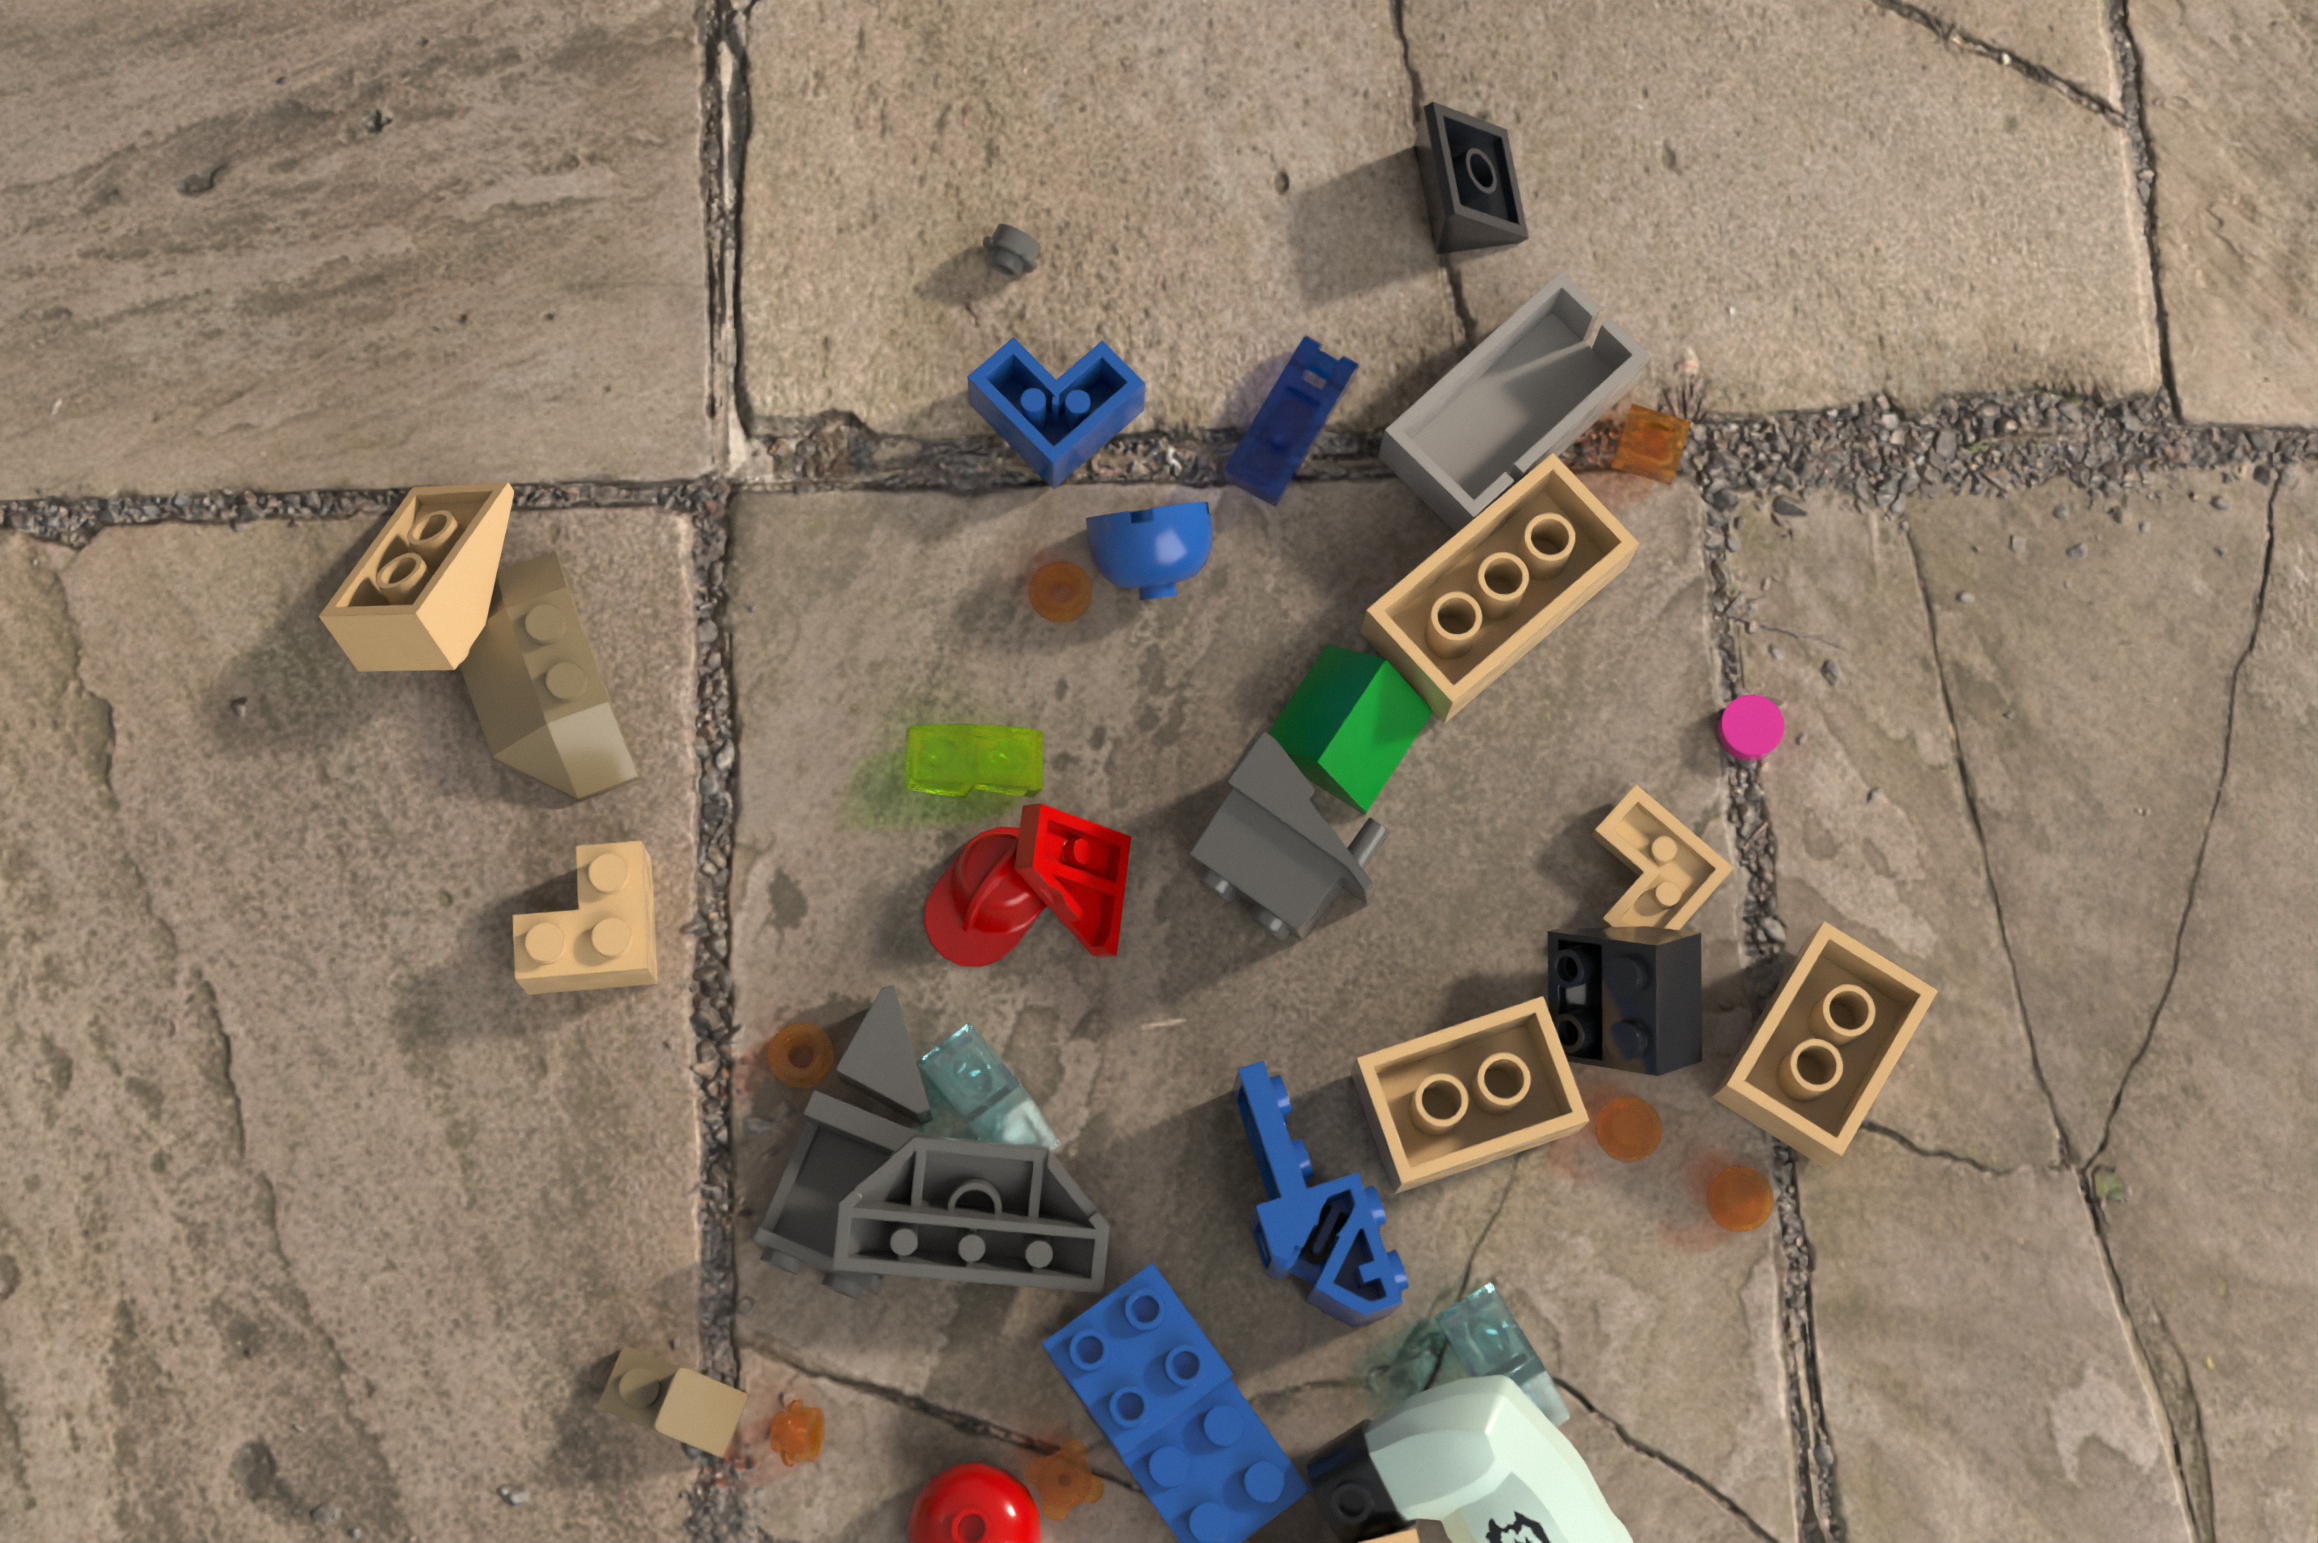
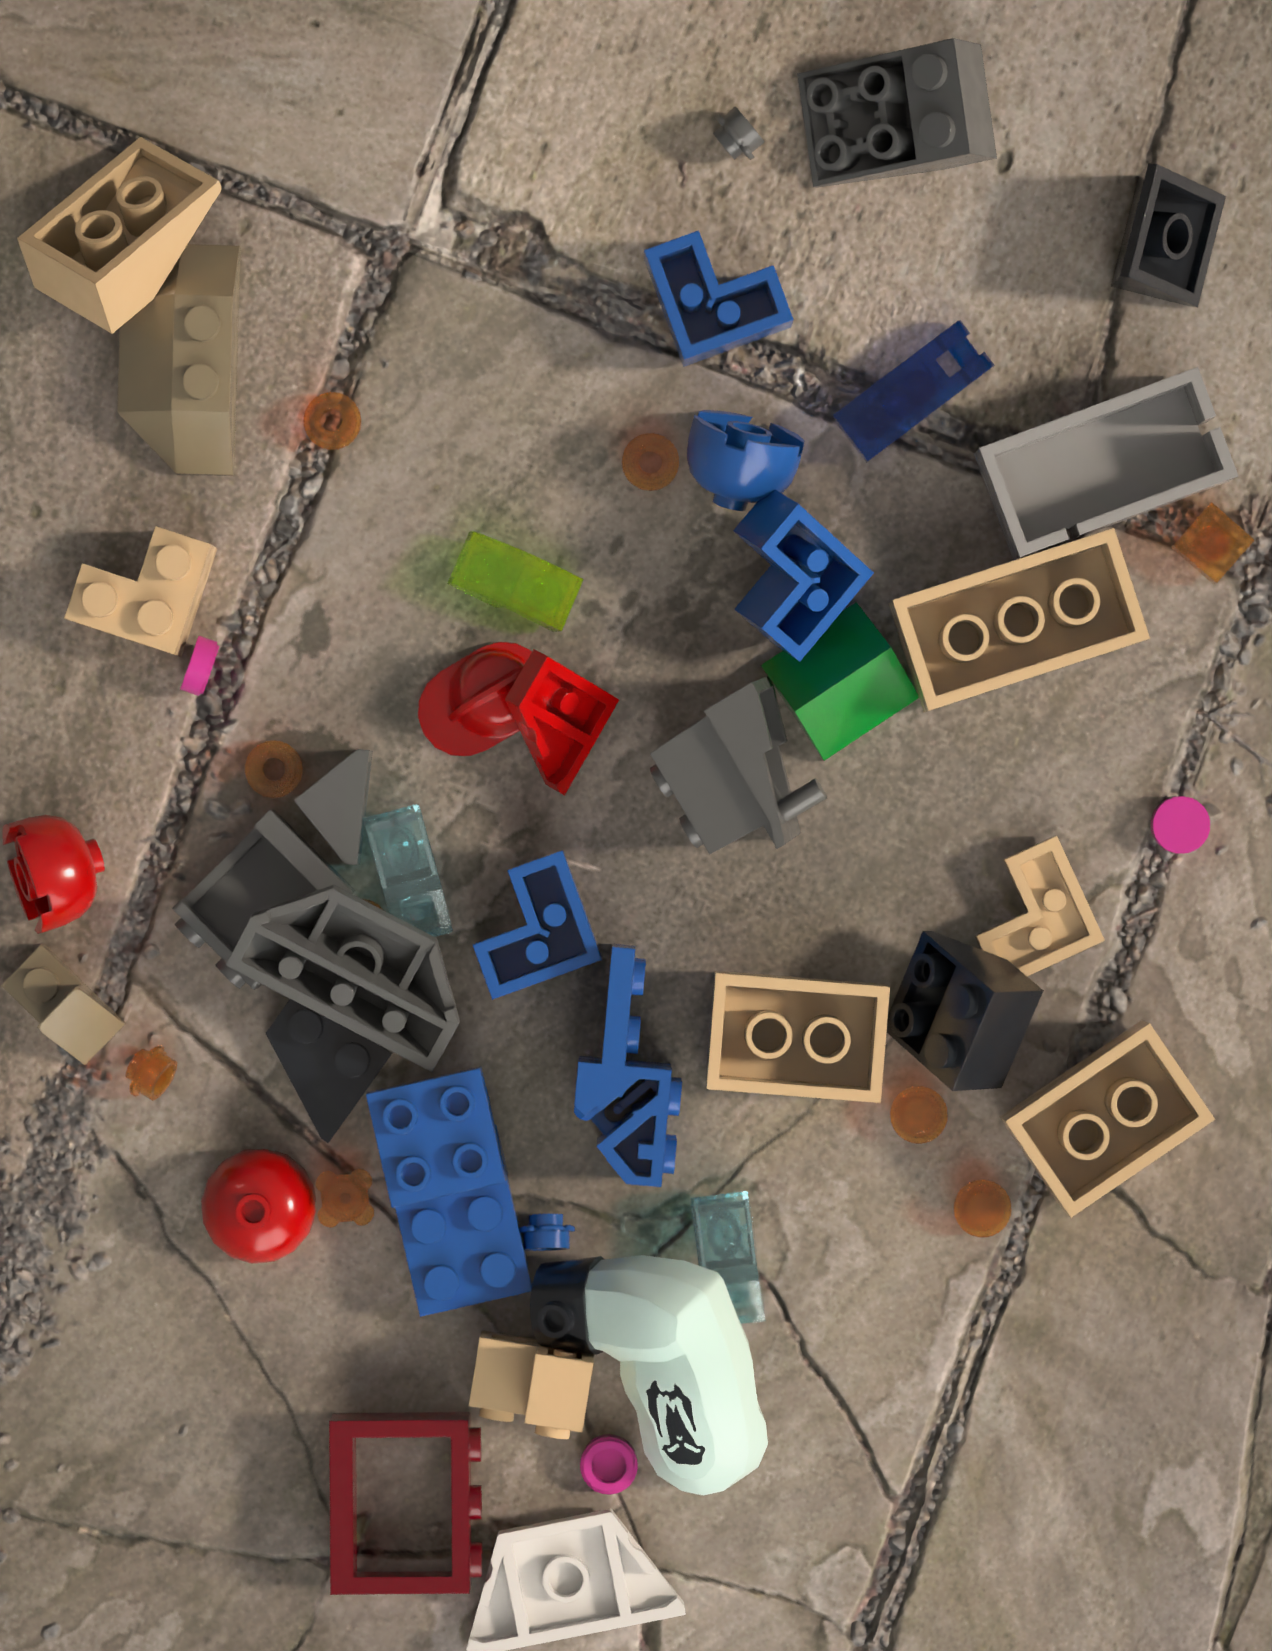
camera: 30 degrees right, 15 degrees up
(603, 1254) = (52, 869): none -> red cylinder
(680, 979) = (200, 666): none -> dark pink tile
(725, 697) = (332, 439): none -> clear orange plate
(982, 1339) = (325, 1064): none -> black wing
(1158, 171) = (897, 113): none -> dark grey slope
(1168, 1093) = (555, 935): none -> blue brick
(1269, 627) = (808, 575): none -> blue brick
(1297, 1423) = (546, 1233): none -> blue plate

